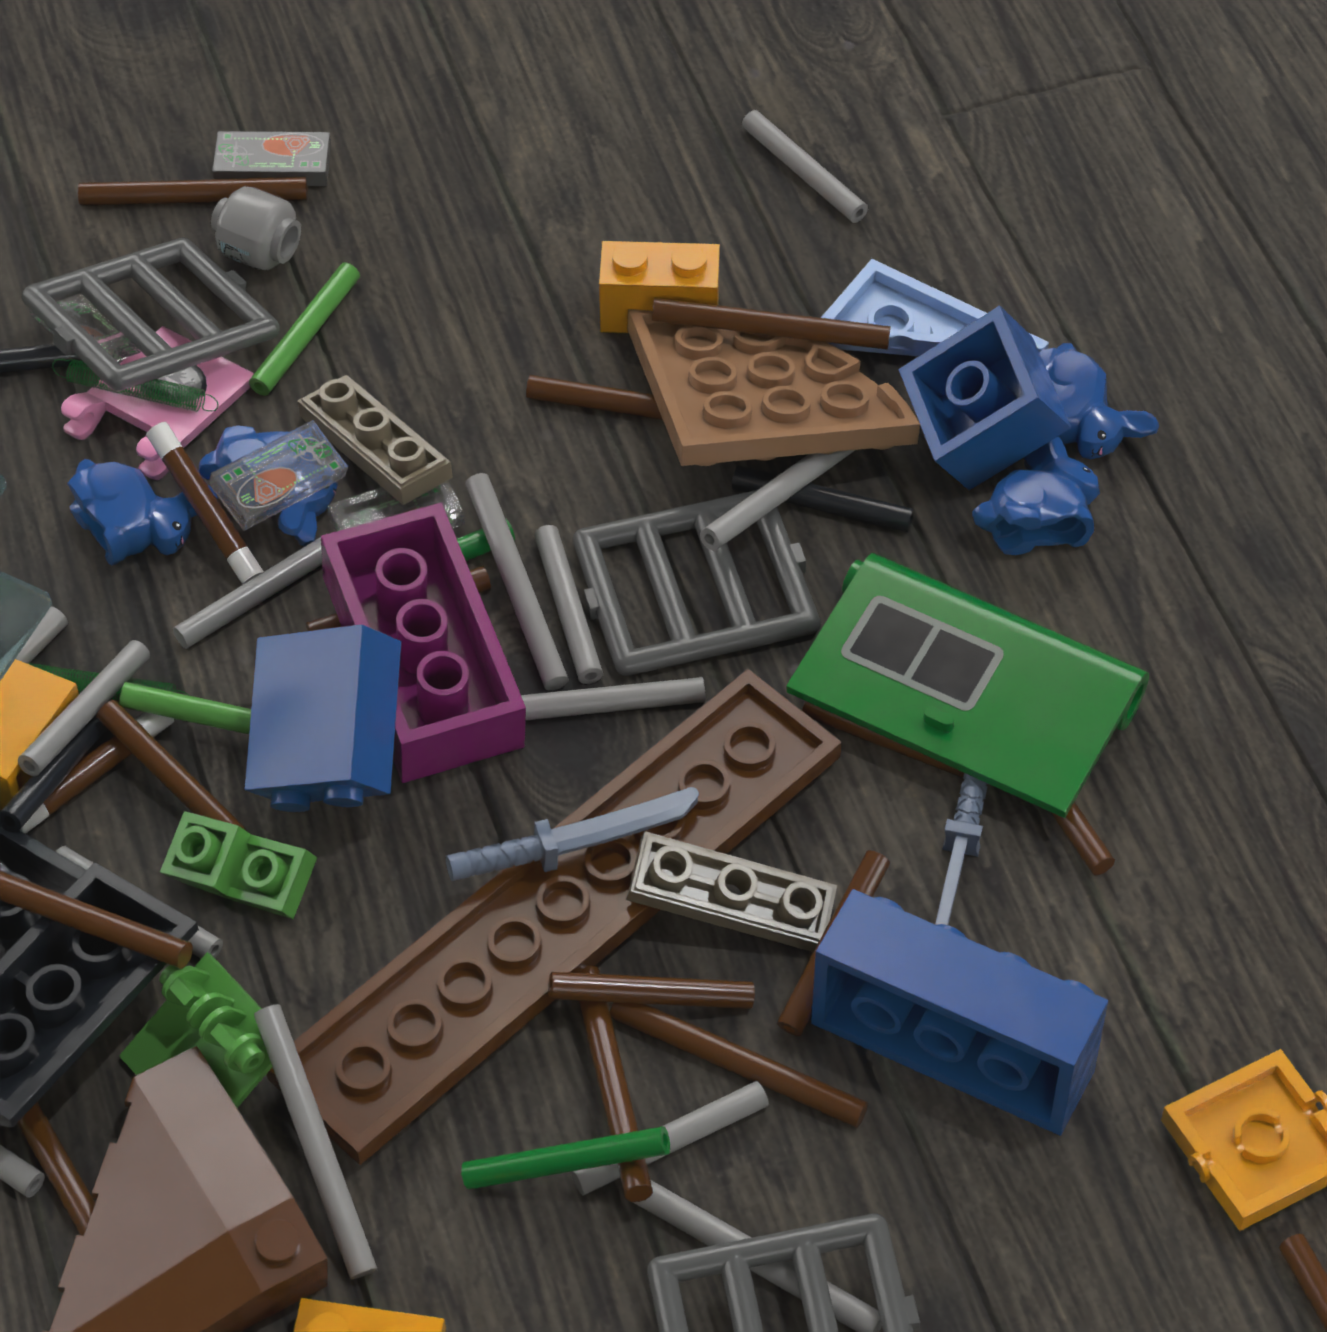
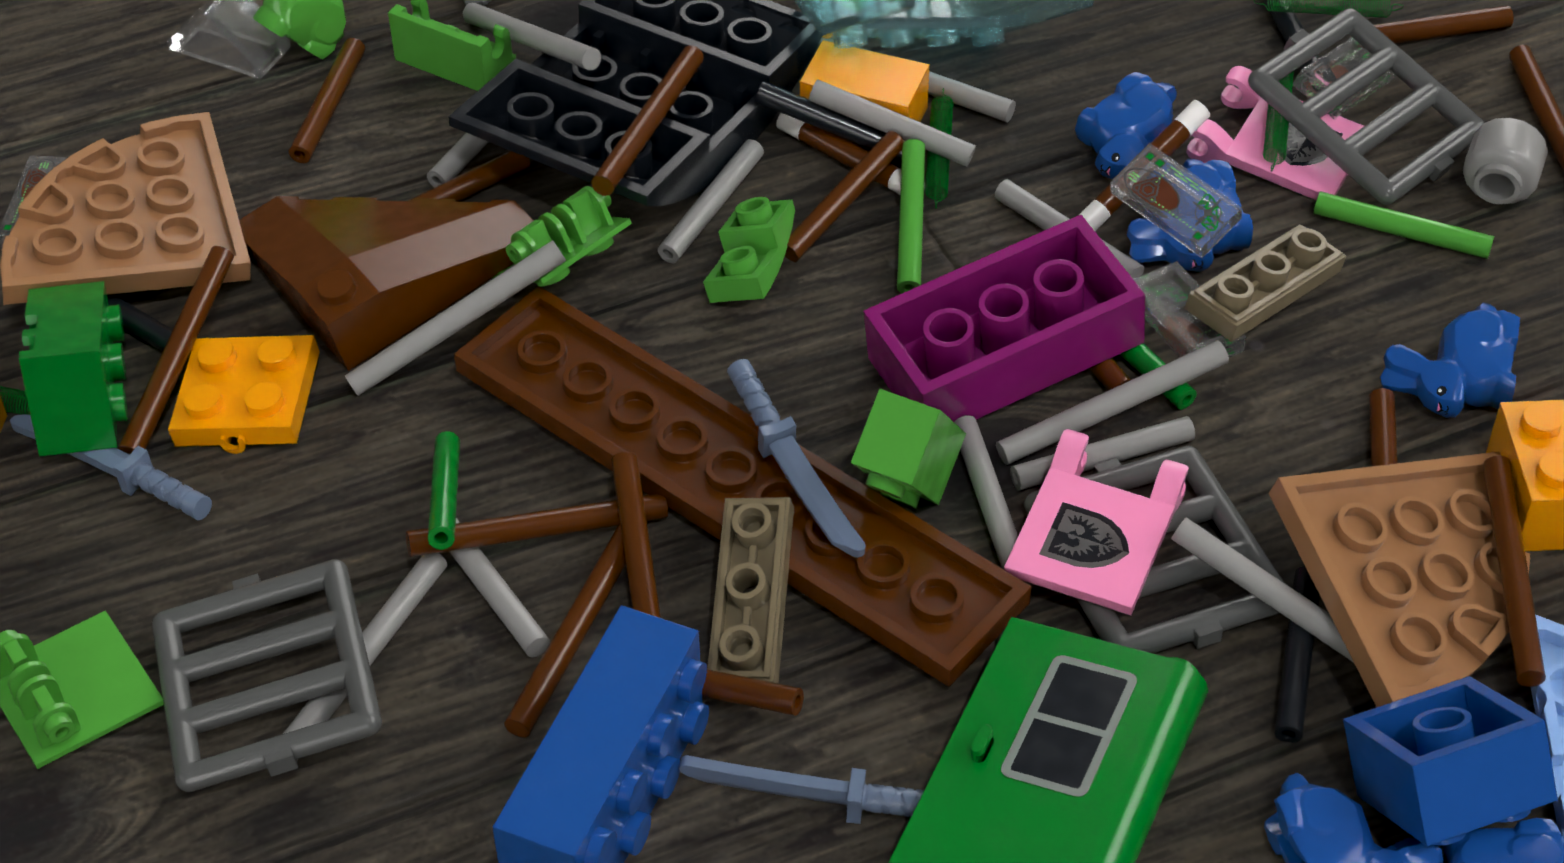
camera: 85 degrees right, 5 degrees down
(20, 249) = (1447, 24): none -> reddish brown piece
(323, 717) = (884, 255): blue brick -> none
(509, 309) = (1469, 368): none -> blue animal
(594, 728) = (907, 449): none -> bright green brick
(686, 611) = (1093, 535): none -> bright pink flag

